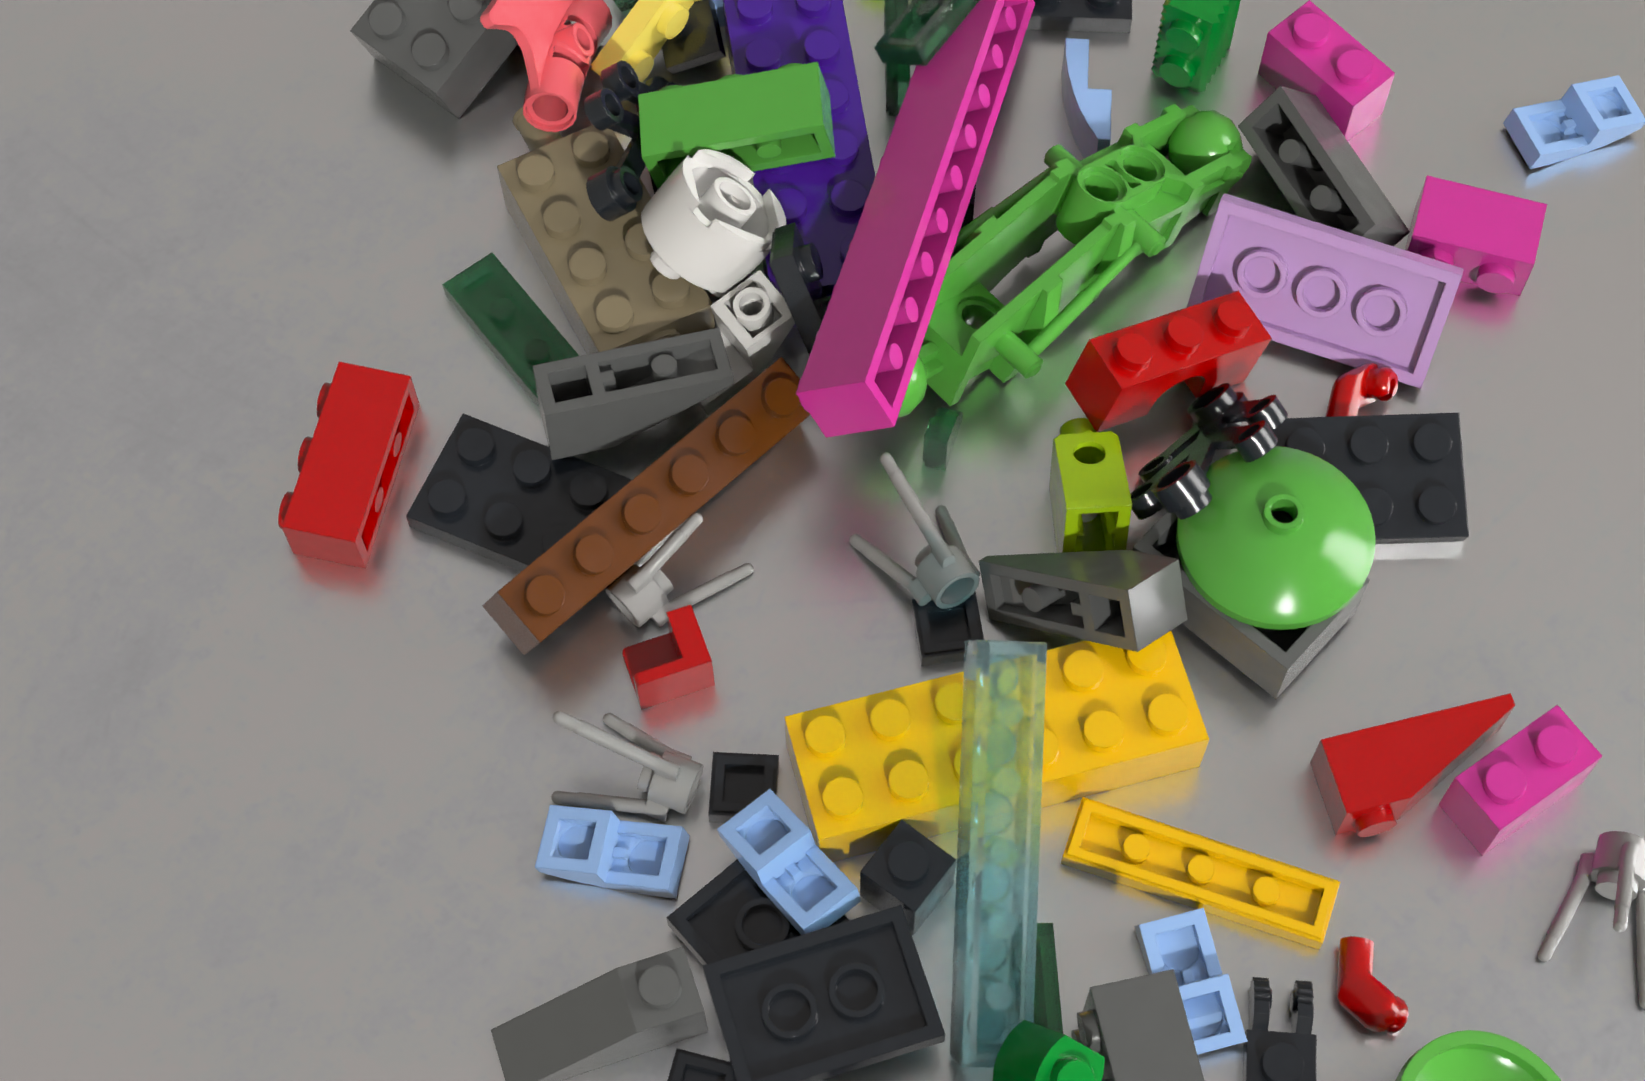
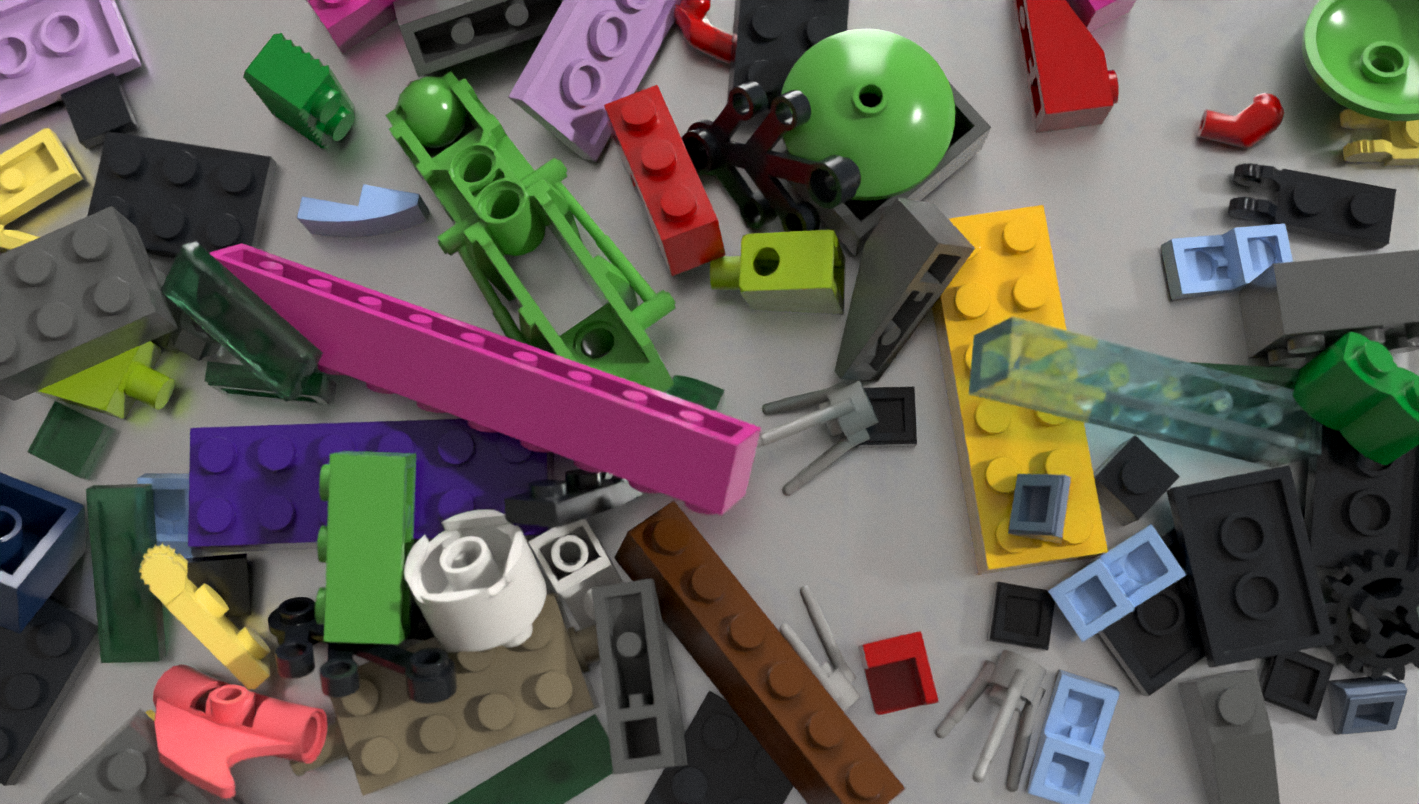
camera: 80 degrees left, 15 degrees up
(855, 754) = (1040, 506): none -> sand blue slope
(1201, 873) = (1132, 236): yellow tile -> none

